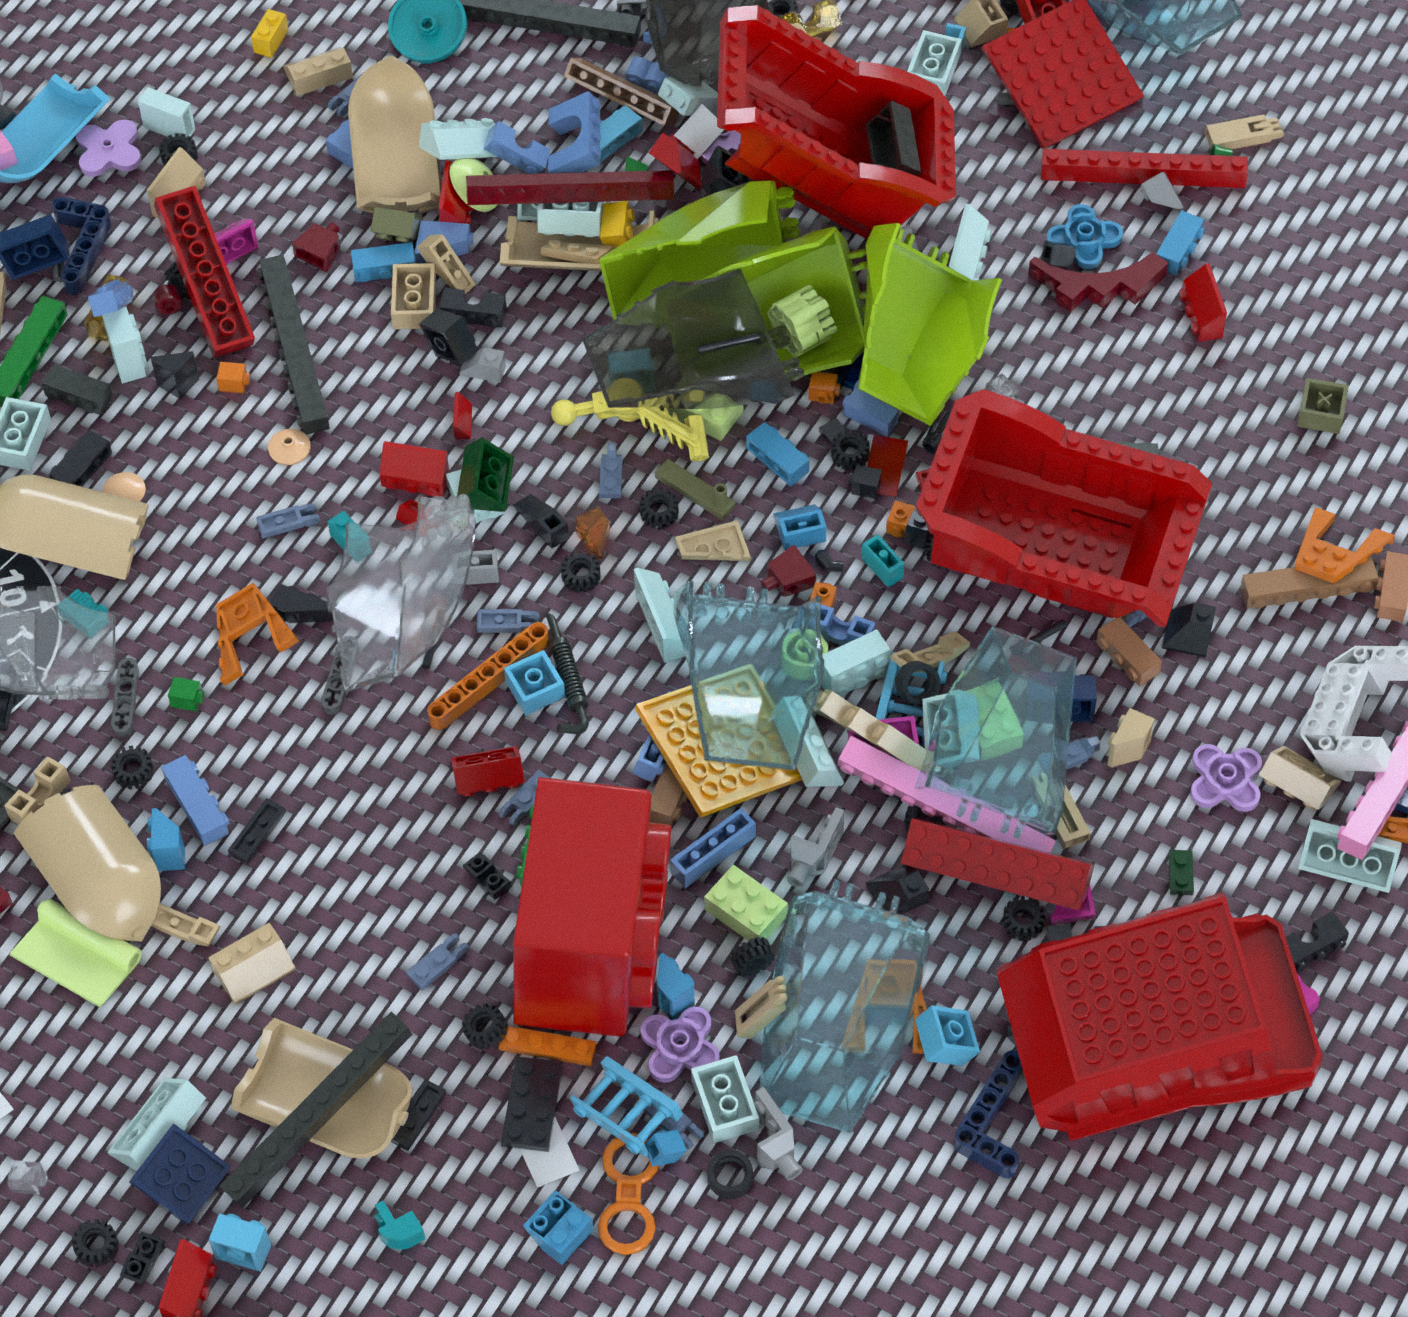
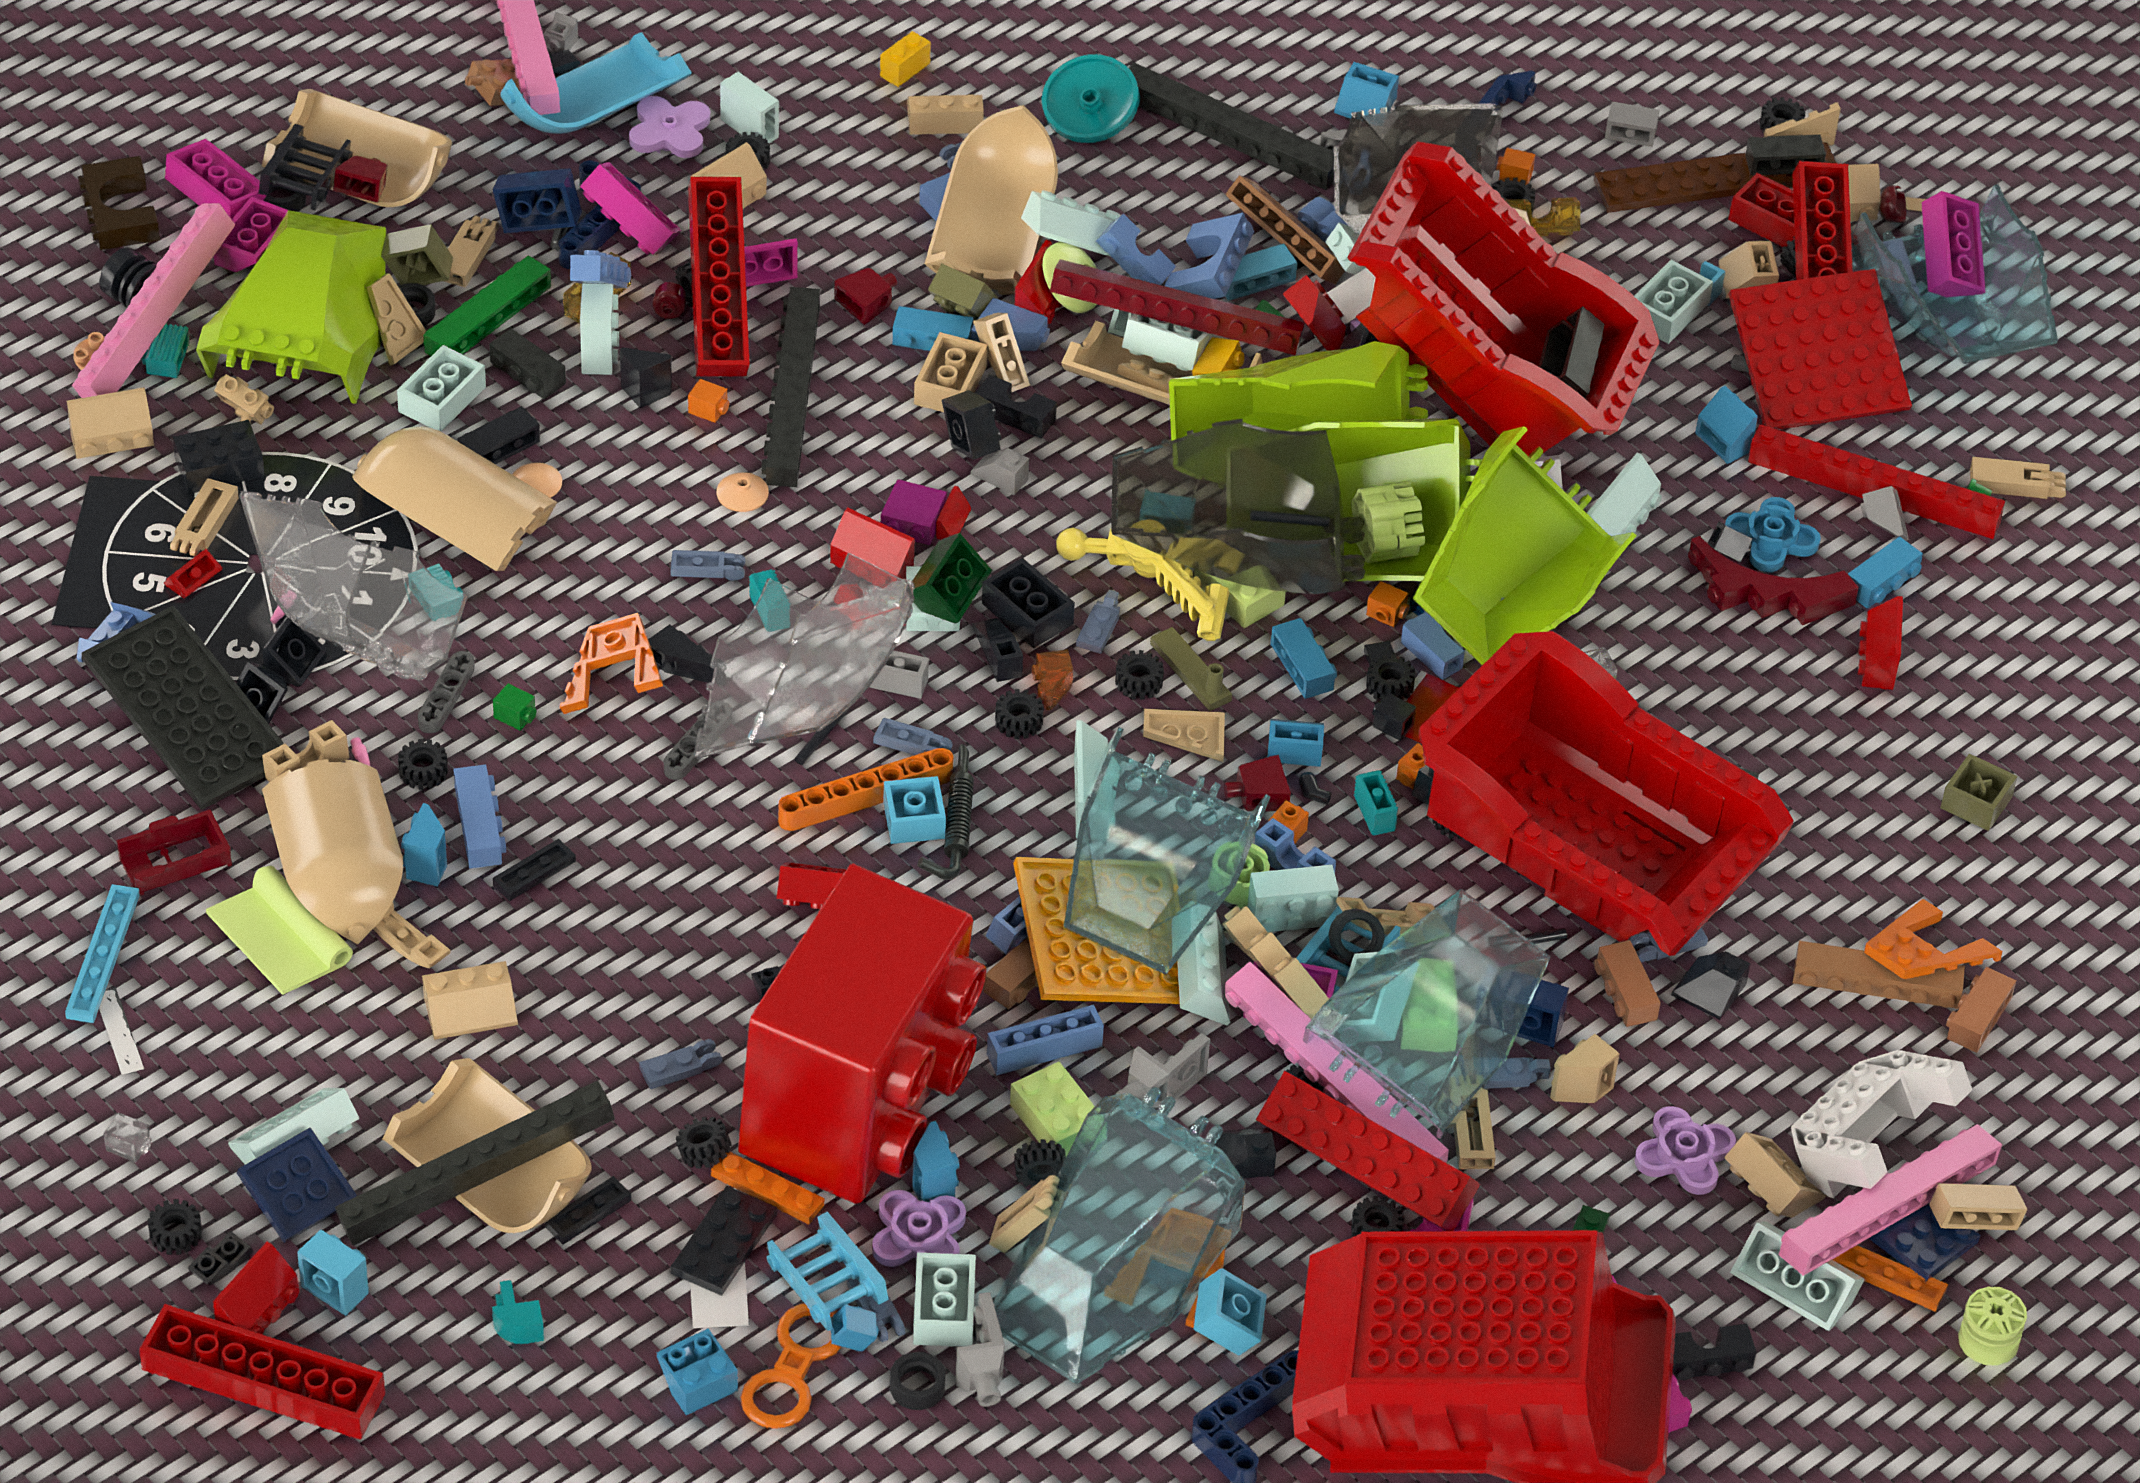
camera: 15 degrees right, 10 degrees down
(77, 772) = (359, 751): none -> bright pink piece
(108, 231) = (629, 208): none -> dark pink slope
(431, 424) = (914, 510): none -> magenta brick
(551, 475) = (1028, 603): none -> black brick
(1018, 156) = (1727, 425): none -> dark azure slope

